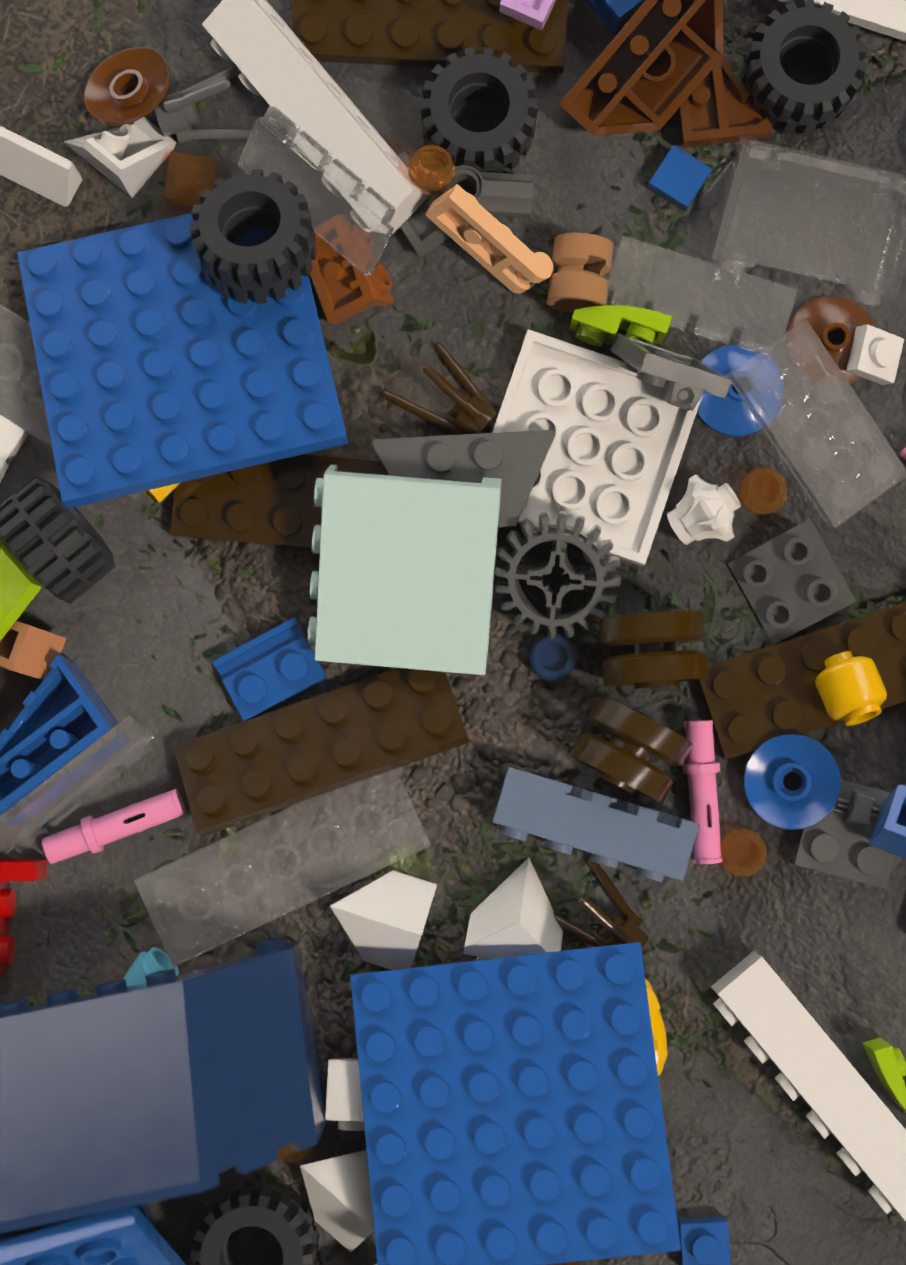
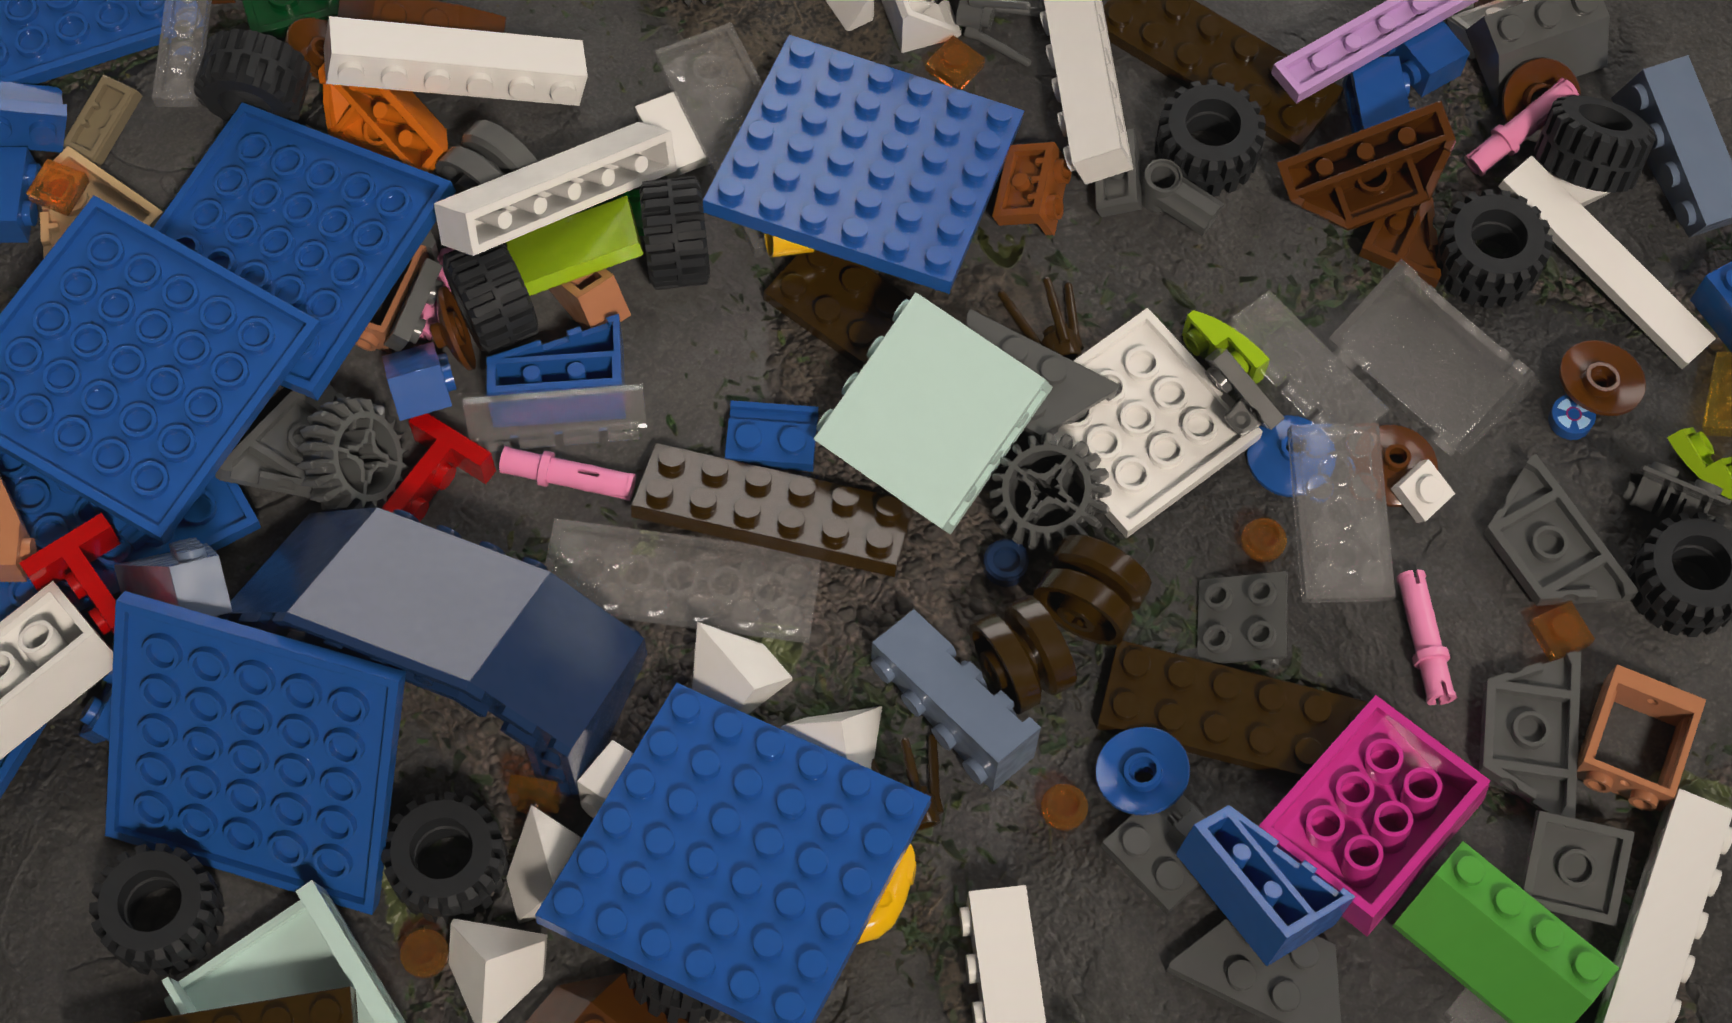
camera: 25 degrees right, 20 degrees down
(249, 204) = (976, 112): black tyre -> none
(347, 223) = (1048, 114): clear windscreen -> none
(431, 168) = (1146, 146): clear orange plate -> none
(489, 241) = (1158, 225): light nougat plate -> none
(580, 268) = (1218, 287): medium nougat wheel -> none
(679, 178) = (1342, 275): blue tile -> none
(703, 791) = (1070, 721): bright pink pin -> none
(704, 512) = (1203, 521): white rock -> none
(851, 688) = (1238, 717): yellow head -> none

